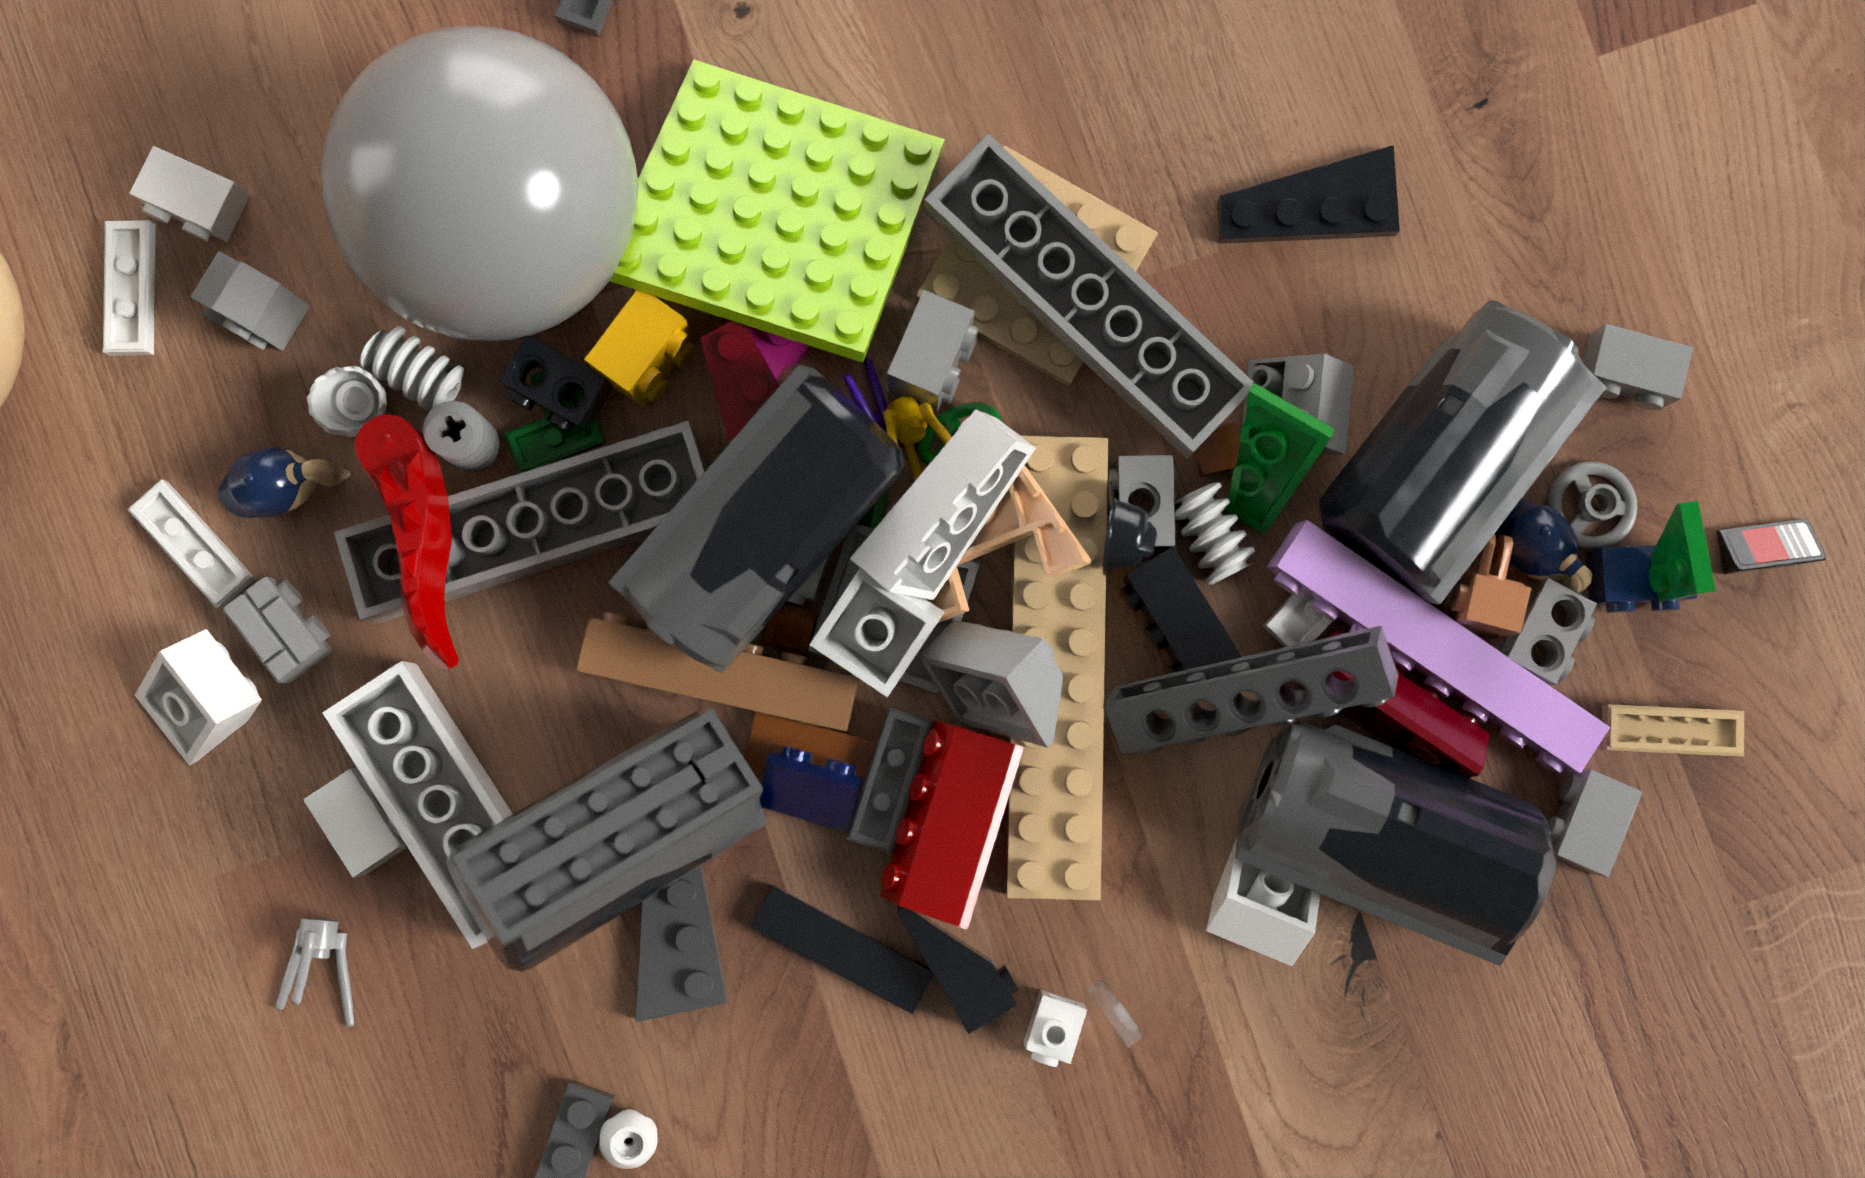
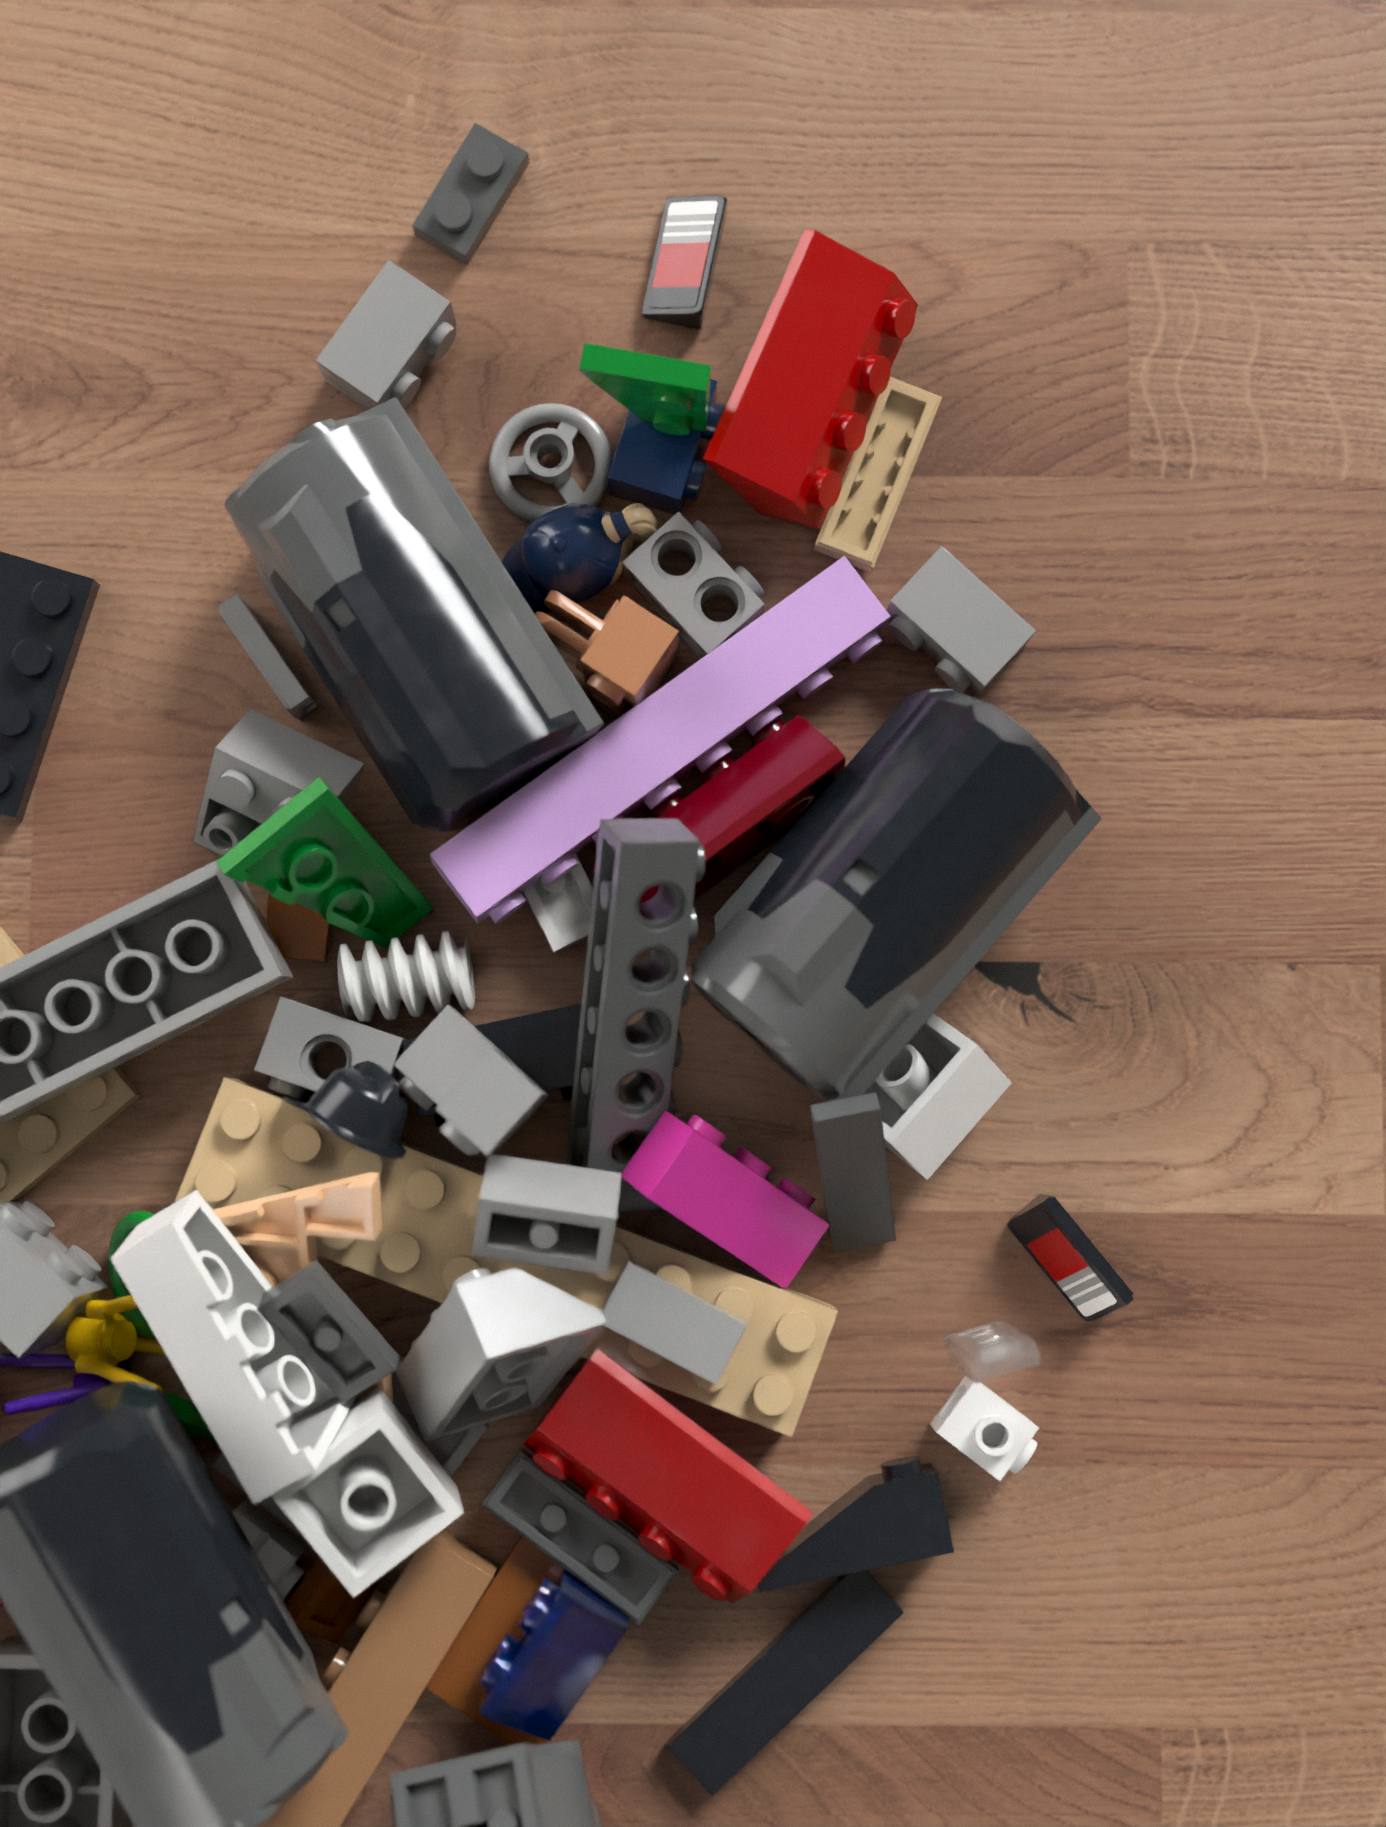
camera: 70 degrees left, 0 degrees up
(973, 567) = (329, 1331): none -> dark grey plate
(1057, 791) = (673, 1322): none -> light grey tile
(1102, 683) = (547, 1214): none -> light grey brick
(1150, 798) = (726, 1196): none -> dark pink brick
(1168, 602) = (470, 1082): none -> light grey brick
(1186, 1047) = (1069, 1258): none -> slope
(1197, 878) = (853, 1171): none -> dark grey tile
(1391, 364) = (267, 657): none -> light grey tile
(1722, 663) = (811, 381): none -> red slope
(1757, 385) = (471, 193): none -> dark grey plate

